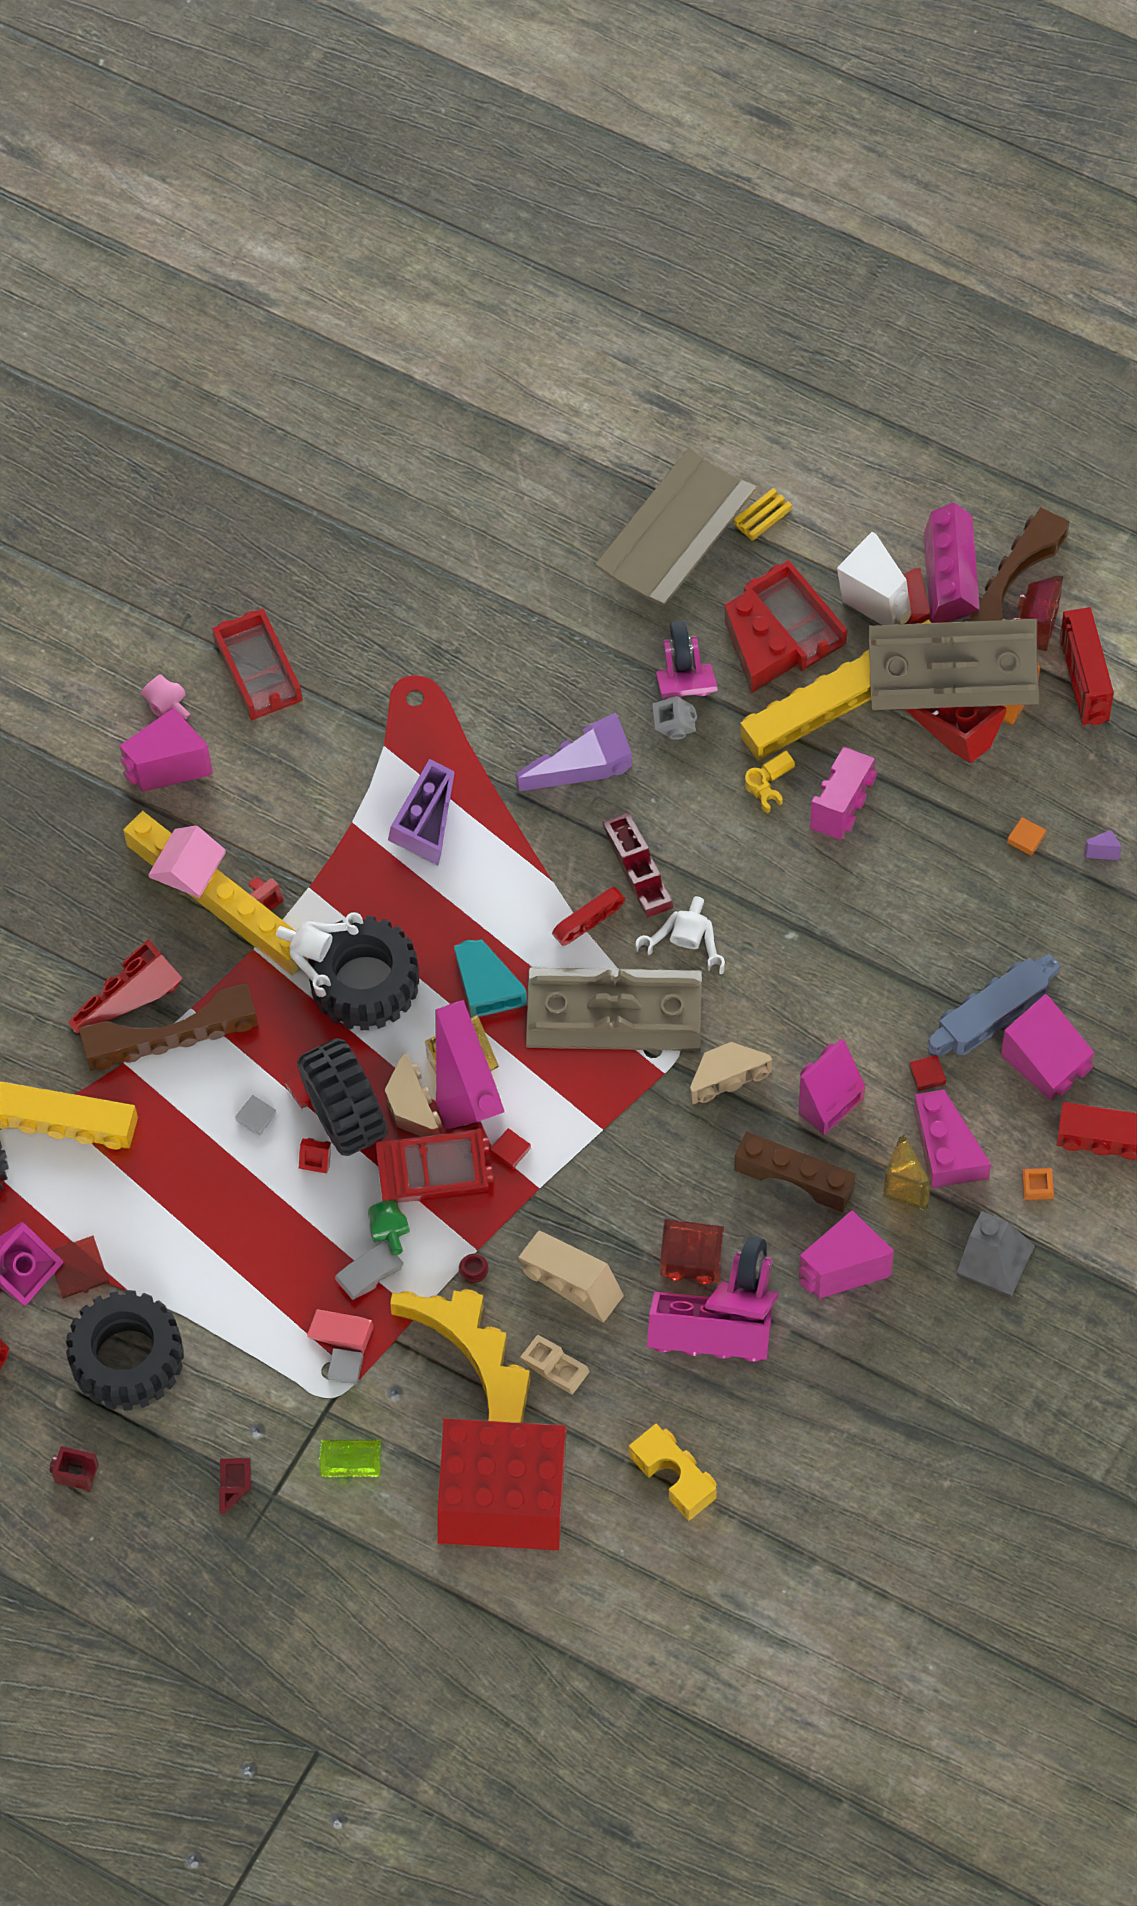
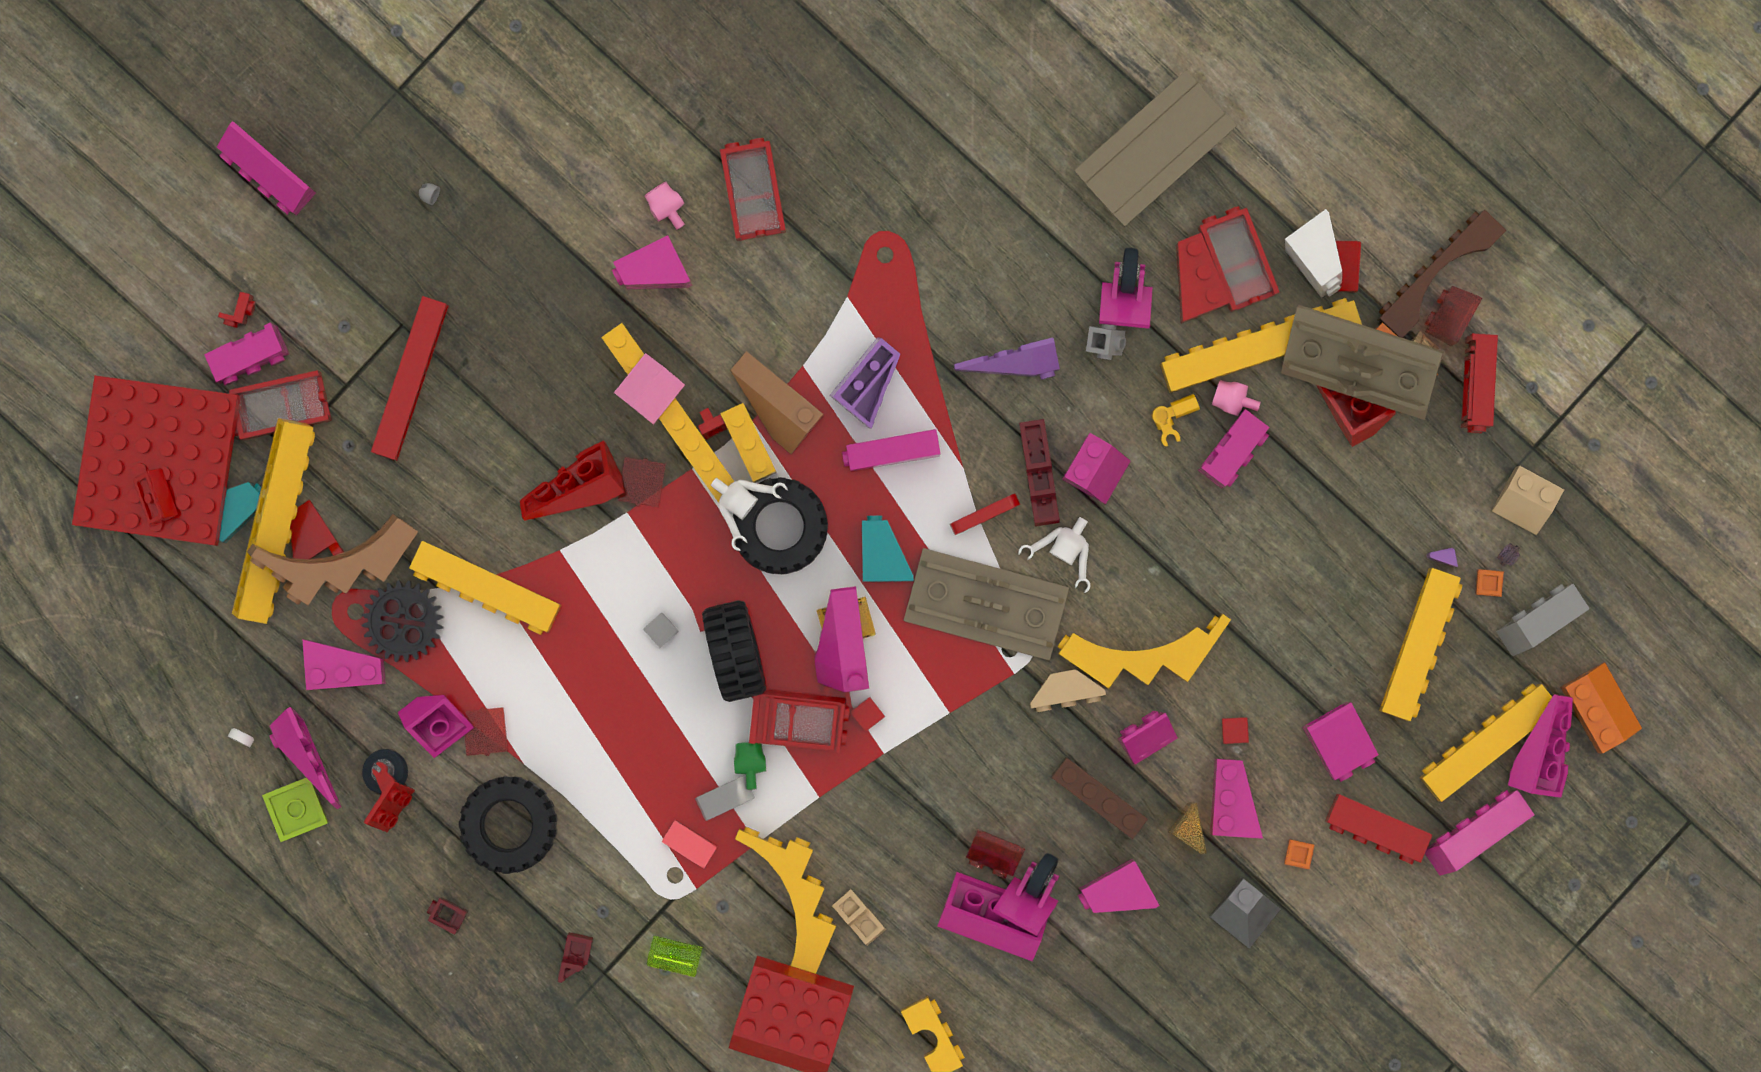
camera: 10 degrees right, 25 degrees up
(201, 973) = (642, 482): none -> clear red piece
(226, 1013) = (655, 530): reddish brown arch -> none
(302, 891) = (748, 443): none -> yellow arch
(314, 1155) = (701, 682): red tile -> none
(335, 860) = (779, 407): none -> medium nougat wedge
(345, 1366) = (687, 877): light grey tile -> none
(409, 1101) = (792, 652): tan slope -> none
(472, 871) = (892, 450): none -> dark pink slope
(473, 1268) = (812, 815): dark red plate -> none
(572, 1274) = (889, 845): tan wedge -> none
(697, 838) = (1096, 468): none -> dark pink slope
(740, 520) = (1256, 134): yellow tile -> none
(827, 745) = (1232, 398): none -> bright pink piece
(839, 1010) = (1179, 656): none -> yellow arch
(951, 564) = (1388, 250): dark pink slope -> none
(993, 1007) = (1309, 686): sand blue hinge -> none
(1026, 836) = (1381, 527): orange tile -> none
(1105, 938) = (1420, 644): none -> yellow brick

